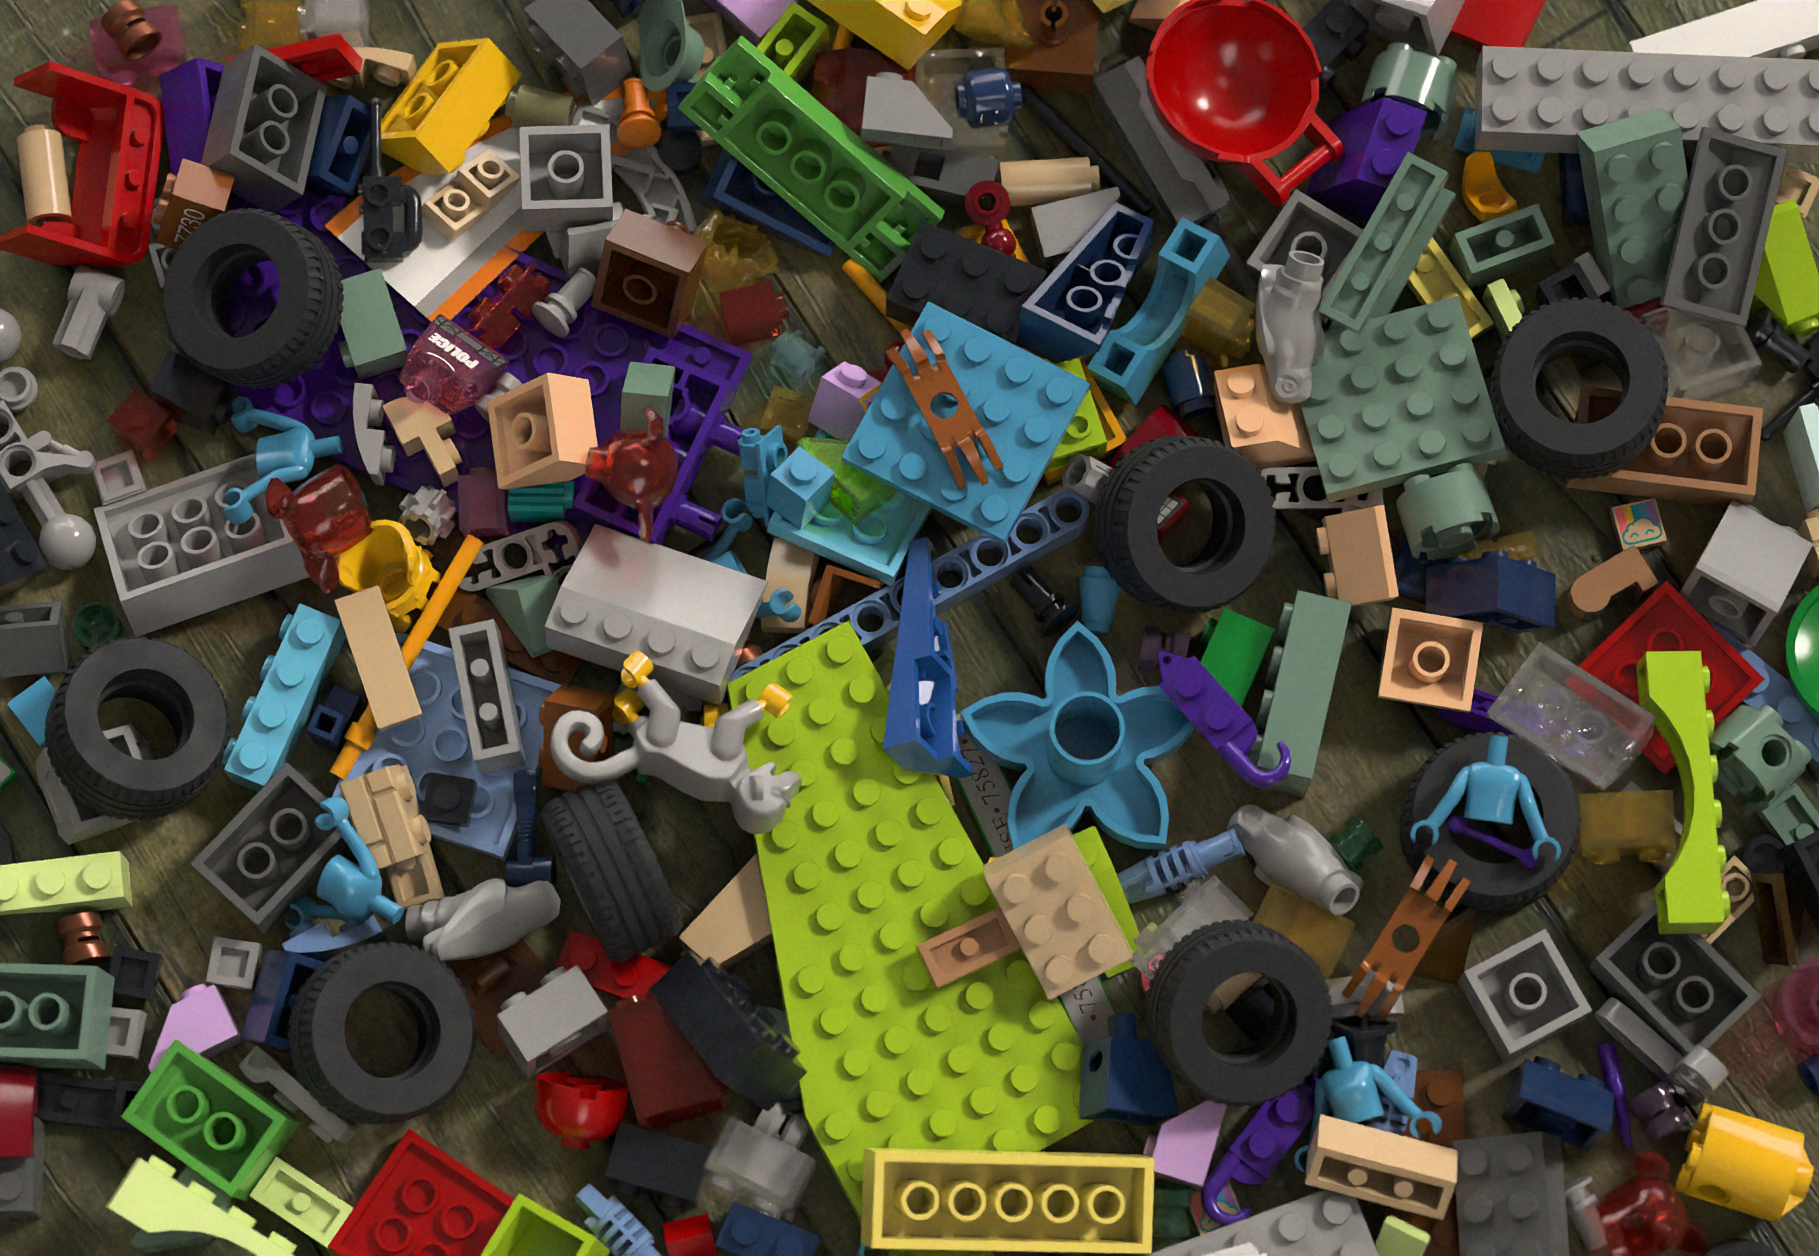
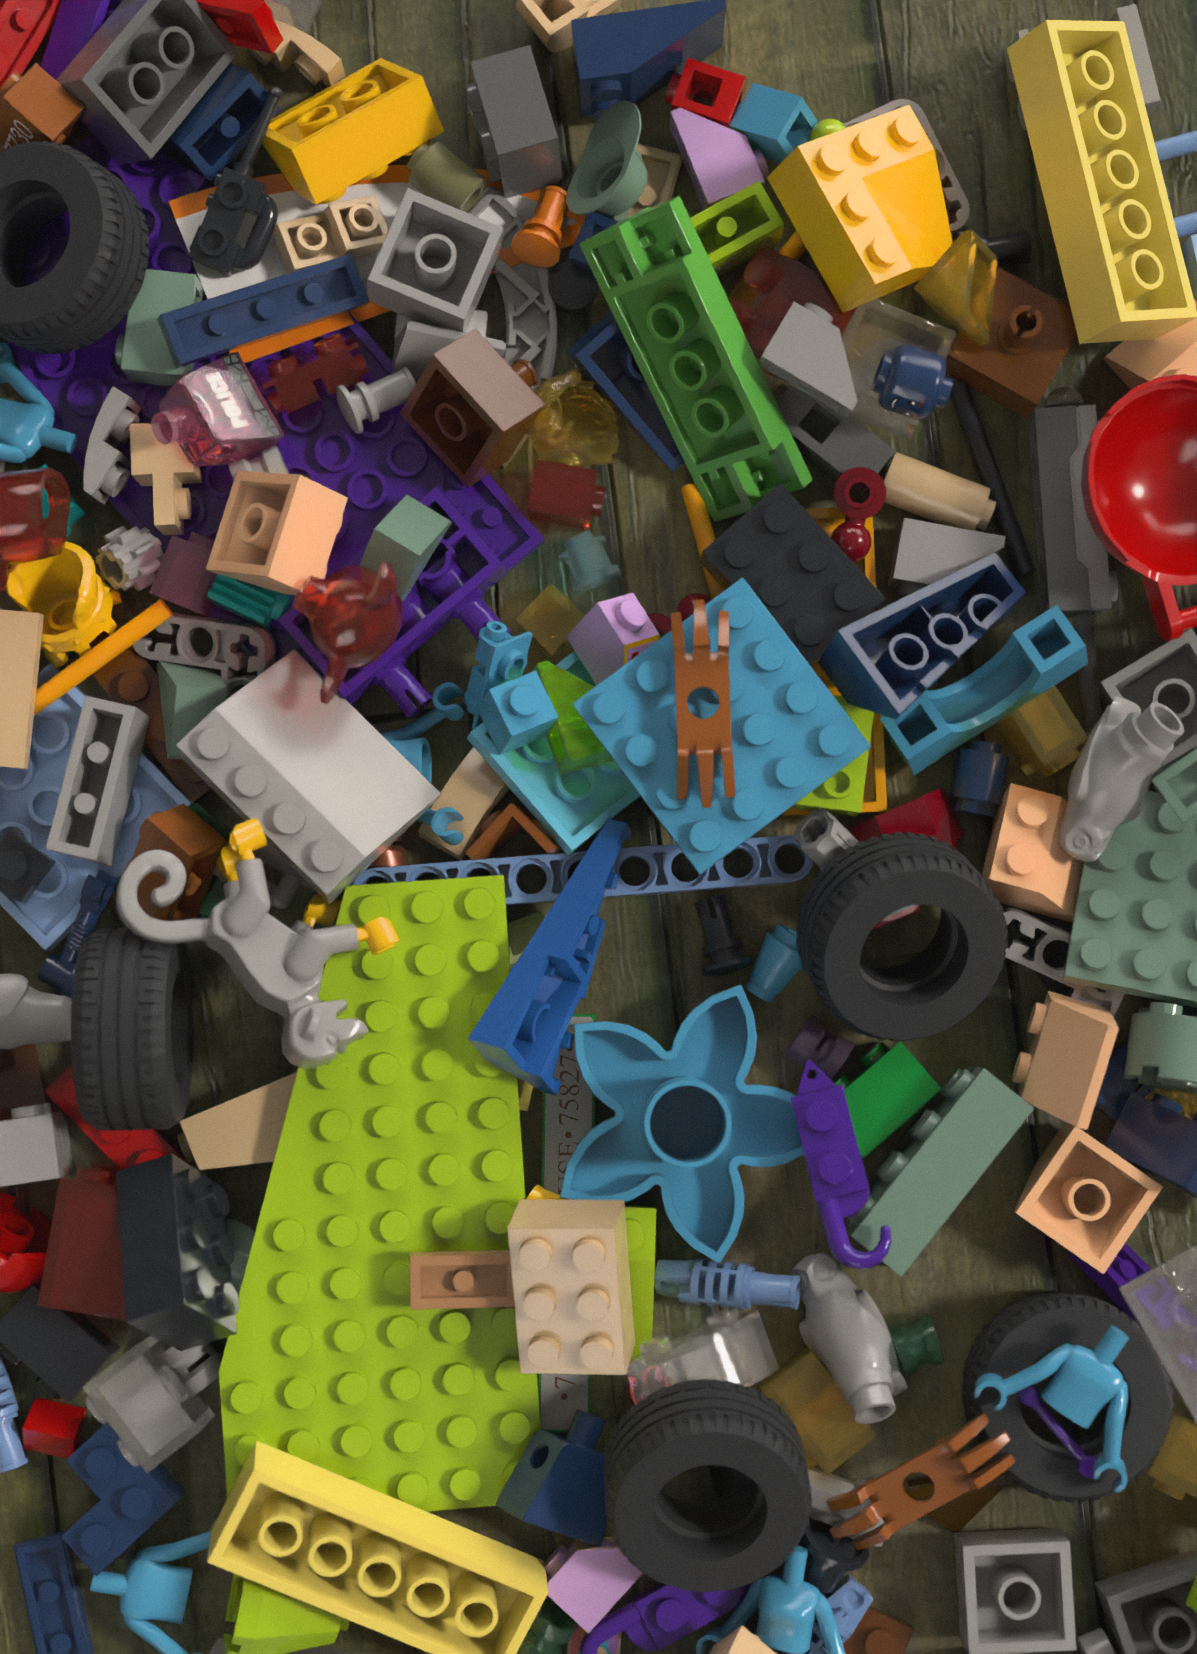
camera: 30 degrees right, 10 degrees up
(447, 272) = (263, 310): none -> dark blue plate

